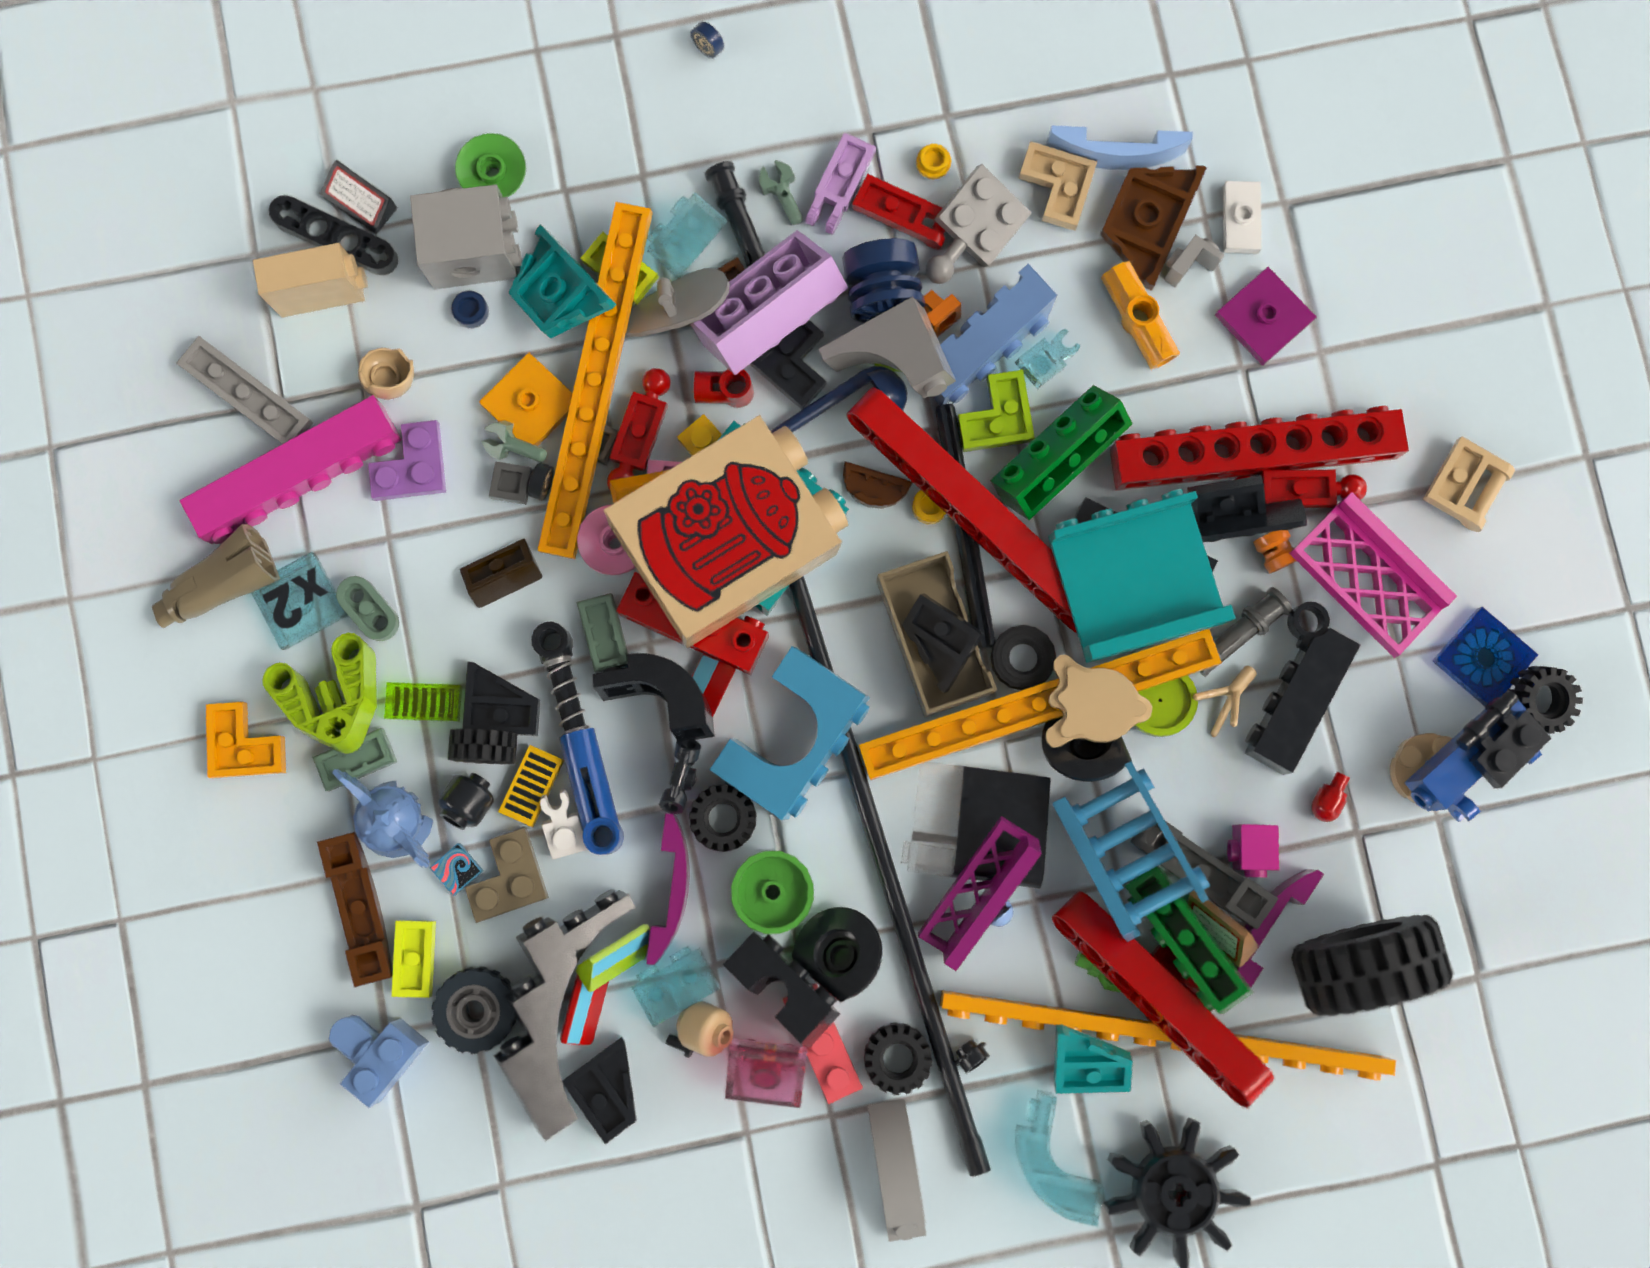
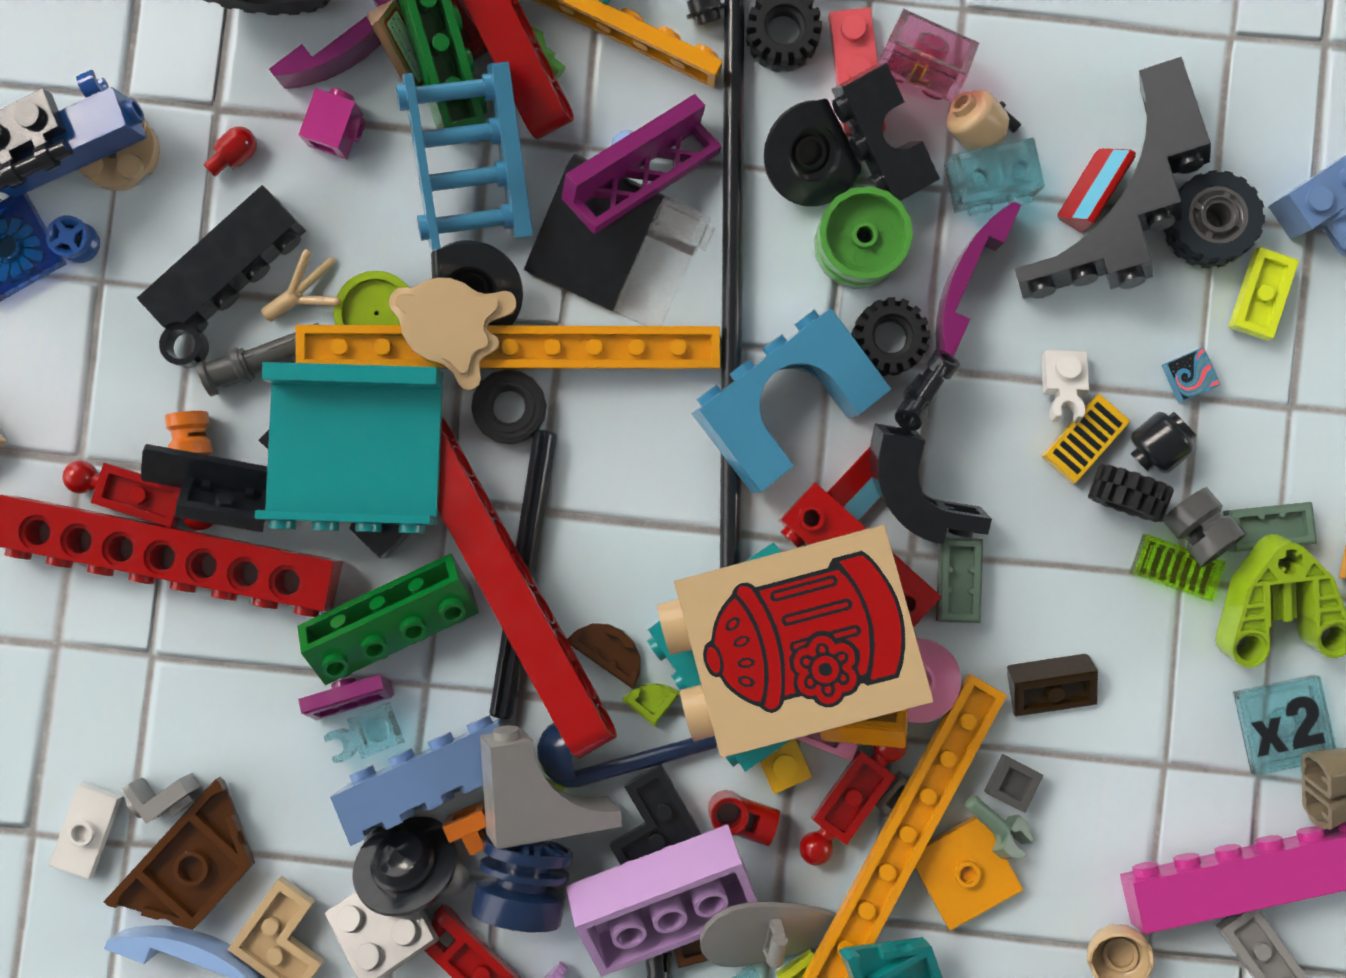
camera: 165 degrees left, 5 degrees up
(358, 907) = (1306, 364): reddish brown slope -> none
(368, 609) = (1212, 687): sand green plate -> none
(389, 819) = (1252, 449): medium blue helmet -> none
(412, 738) = (1204, 526): none -> dark grey wheel
(419, 471) = (1110, 831): medium lavender plate -> none
(498, 704) = (1098, 537): black wing -> none
(518, 882) = (1127, 341): dark tan plate -> none
(540, 481) = (980, 774): black tile -> none
(578, 743) = (1022, 465): piece -> none
(605, 1091) = (1099, 94): black wing -> none
(614, 958) = (1053, 223): lime slope -> none
(826, 457) = (651, 700): none -> lime tile
(899, 593) = (597, 457): dark tan piece -> none
(926, 510) = (560, 604): yellow tile -> none
(941, 638) = (592, 452): black wing -> none
(980, 264) = (404, 867): none -> black hat
(1007, 421) = (435, 676): lime plate -> none
(1073, 383) = (345, 696): none -> magenta plate
(1130, 295) = (246, 779): light orange piece -> none
(1227, 887) = (377, 94): dark grey slope -> none
(1265, 316) = (102, 705): magenta plate -> none
(1387, 557) = (70, 387): dark pink fence -> none
(1441, 678) = (63, 233): none -> blue wheel

